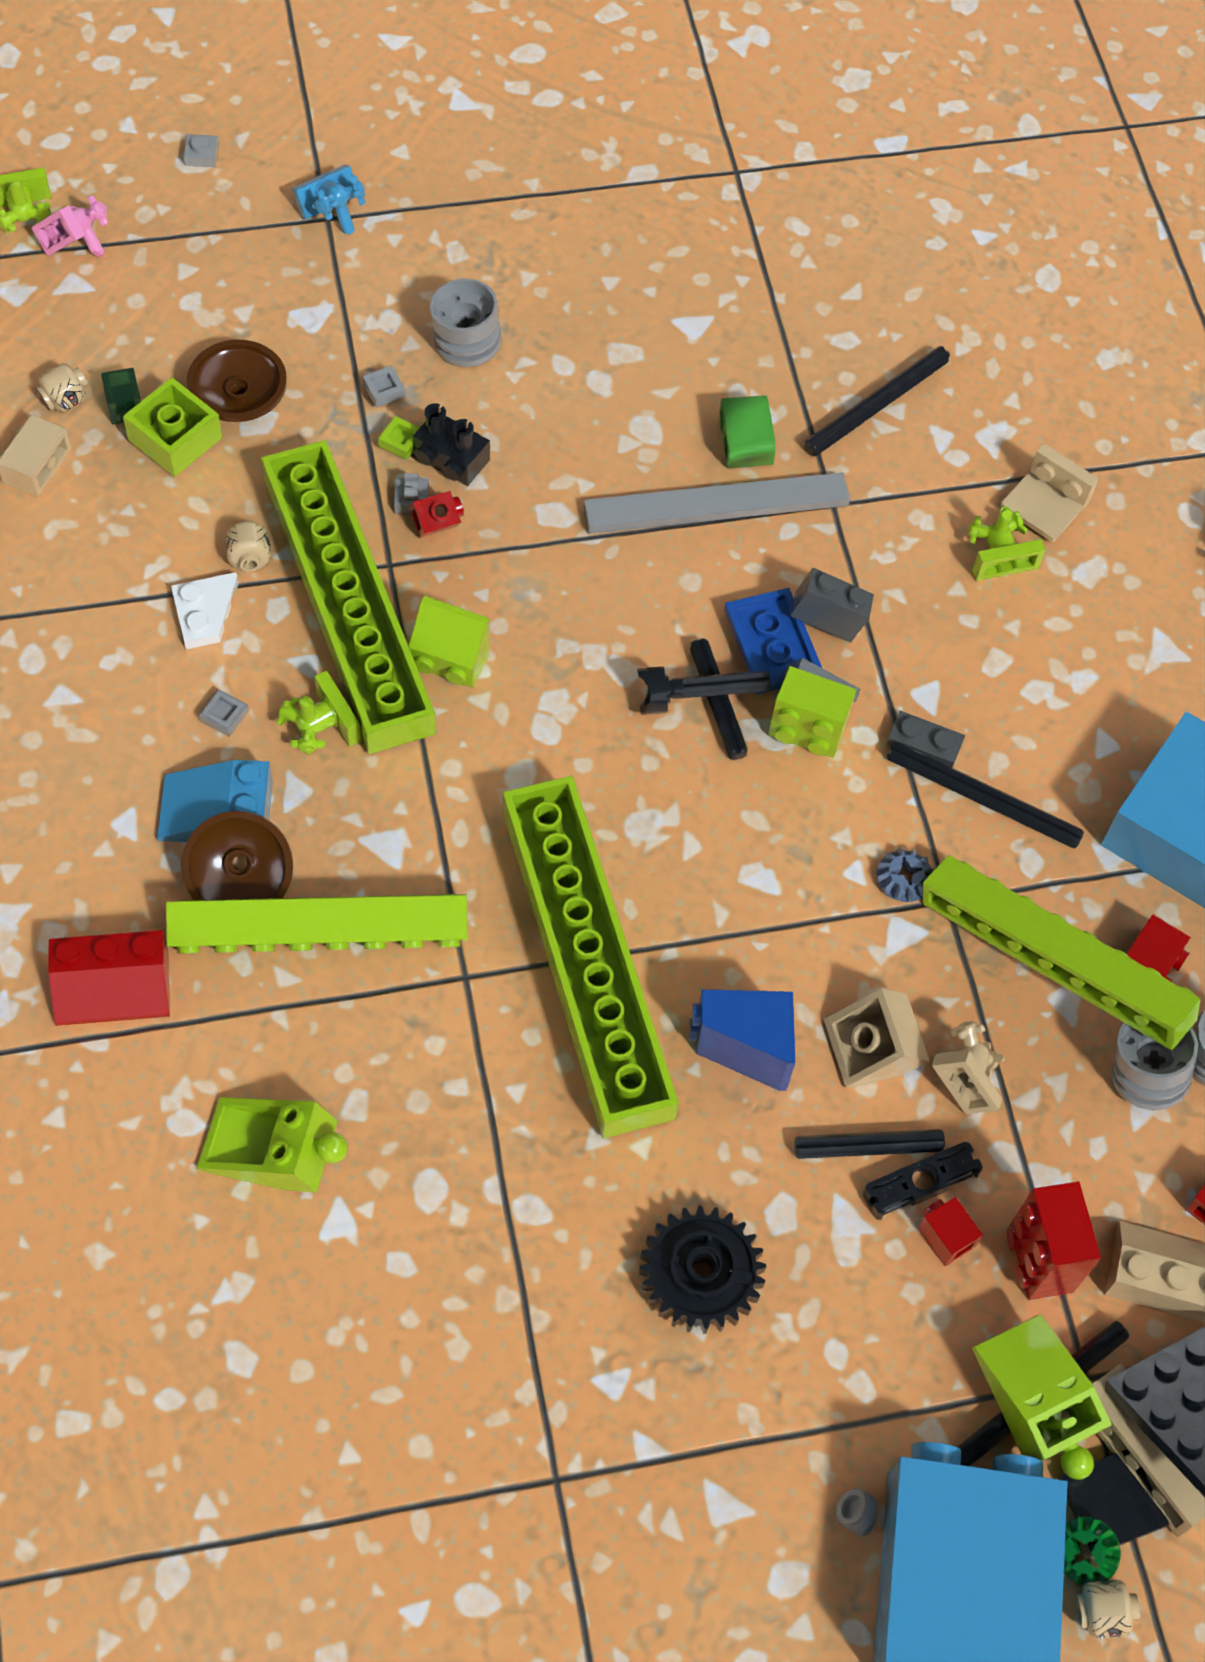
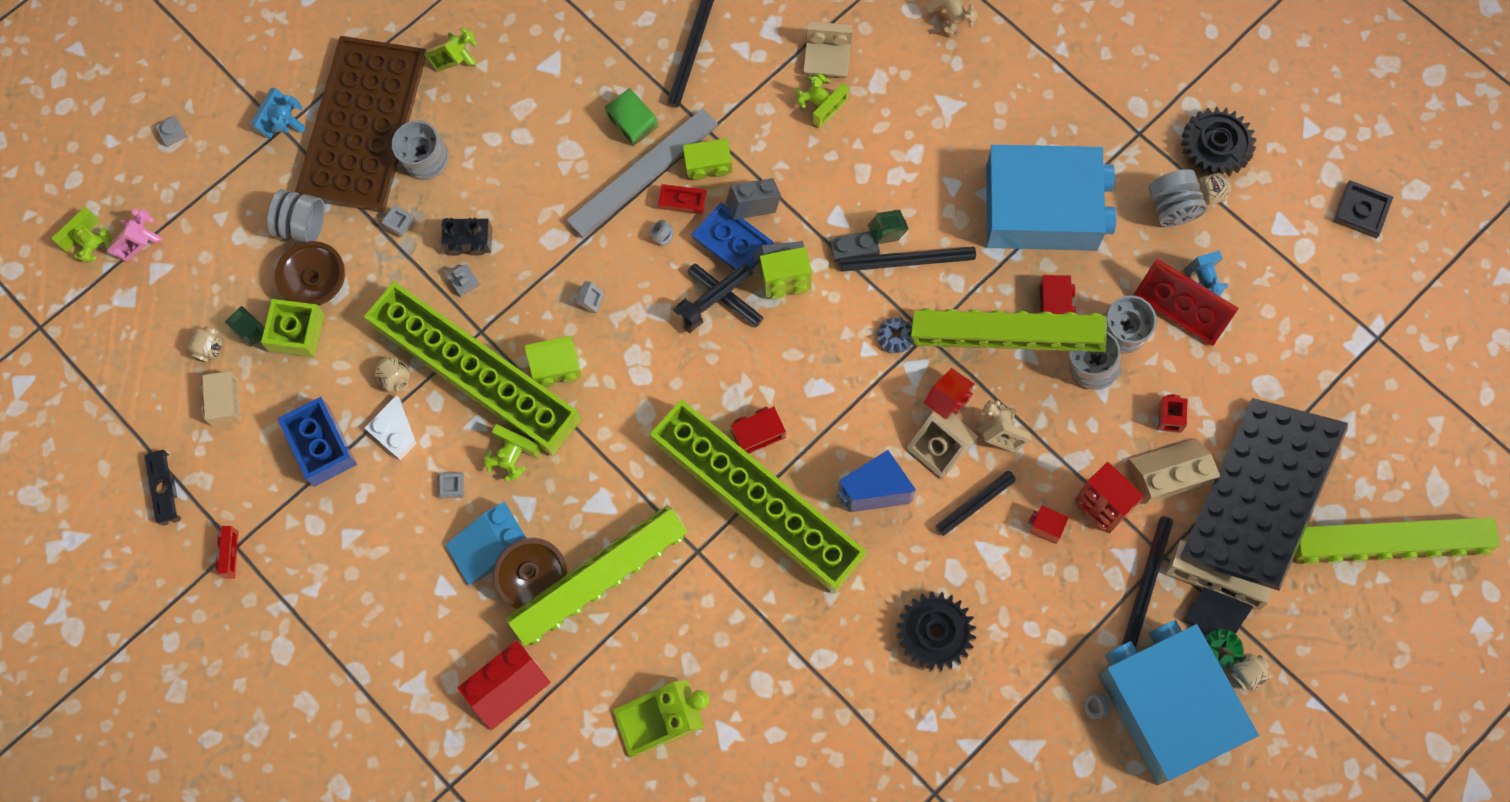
camera: 25 degrees left, 10 degrees up
(104, 564) = (317, 441): none -> blue brick
(268, 309) = (295, 216): none -> light grey wheel
(382, 282) = (360, 111): none -> reddish brown plate
(398, 437) = (431, 248): lime plate -> none
(428, 522) = (482, 289): red brick -> none
(548, 600) = (589, 297): none -> light grey tile
(579, 238) = (452, 51): none -> lime piece
(645, 878) = (758, 430): none -> red brick
(688, 578) = (661, 232): none -> light grey tile
(743, 558) = (682, 199): none -> red plate
(808, 531) = (707, 159): none -> lime brick
(898, 1187) = (1007, 518): black piece -> none
(925, 981) = (949, 394): none -> red brick
(984, 738) = (888, 226): none -> clear green brick
(1033, 1385) = (1146, 582): lime slope -> none

